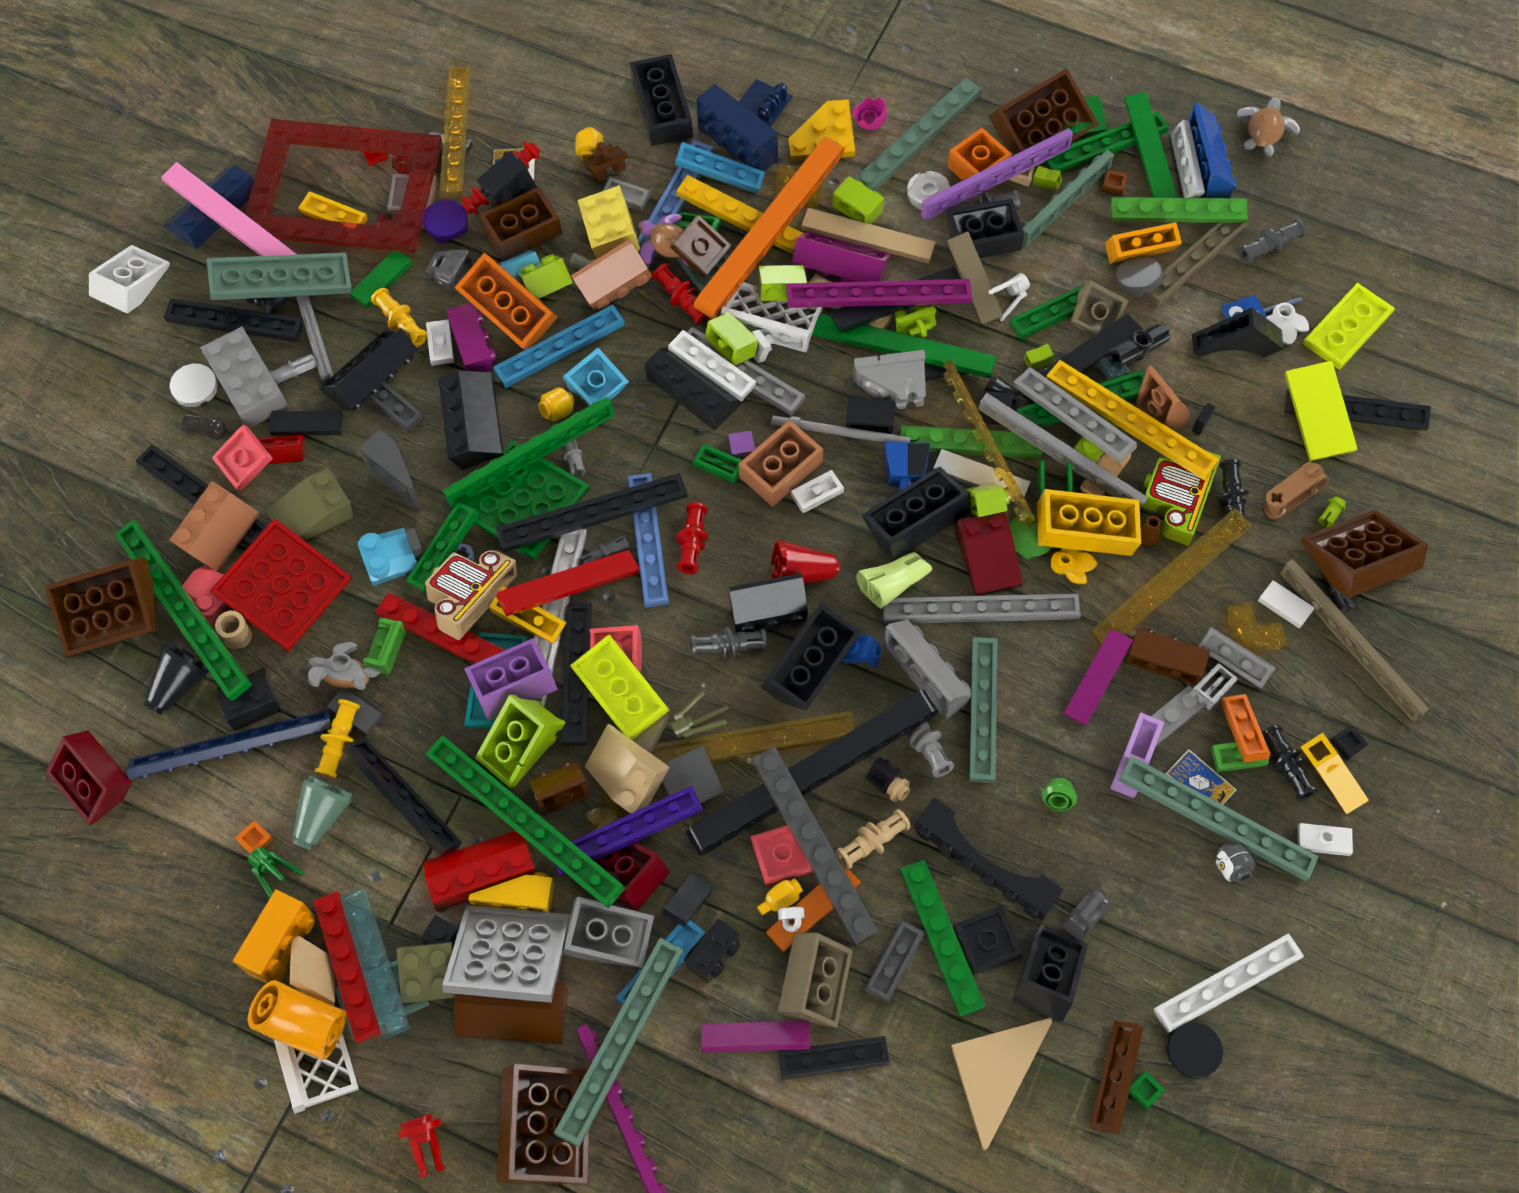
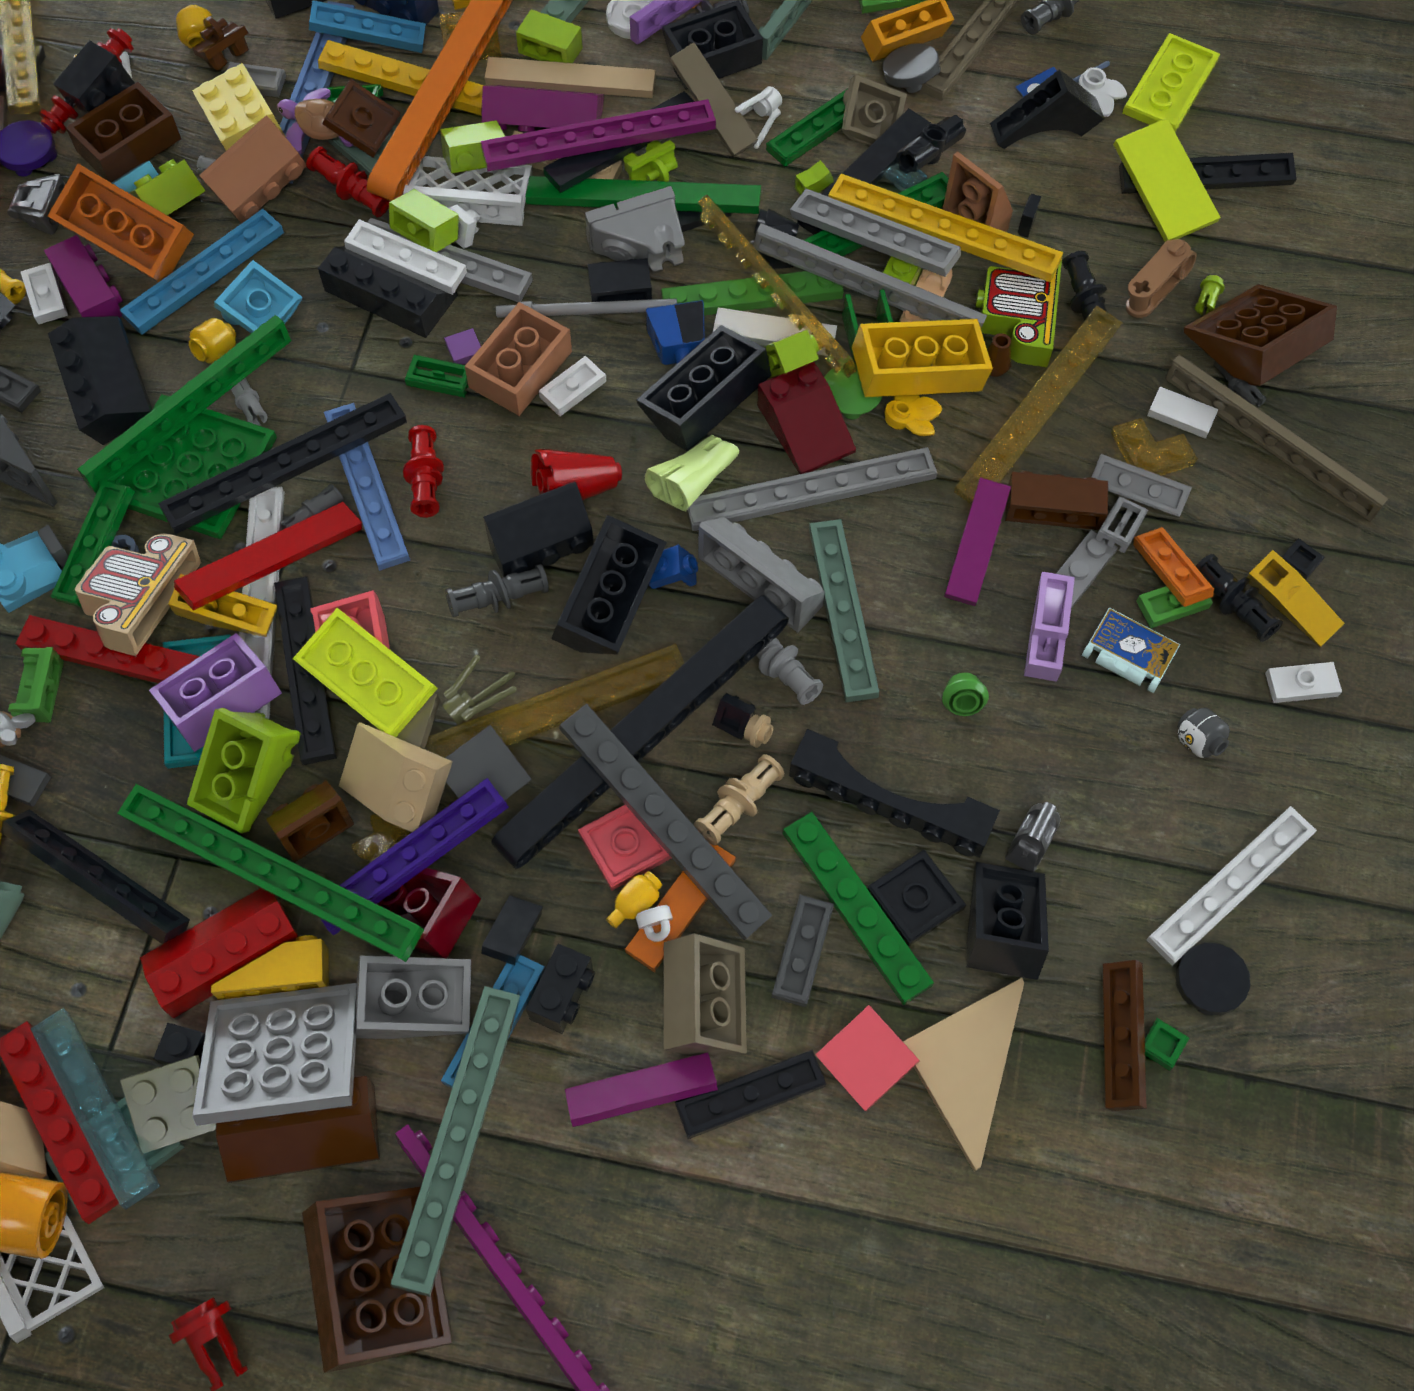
camera: 15 degrees left, 0 degrees up
(923, 1051) = (867, 1058): none -> coral tile
(1218, 818) = (1169, 681): sand green plate -> none

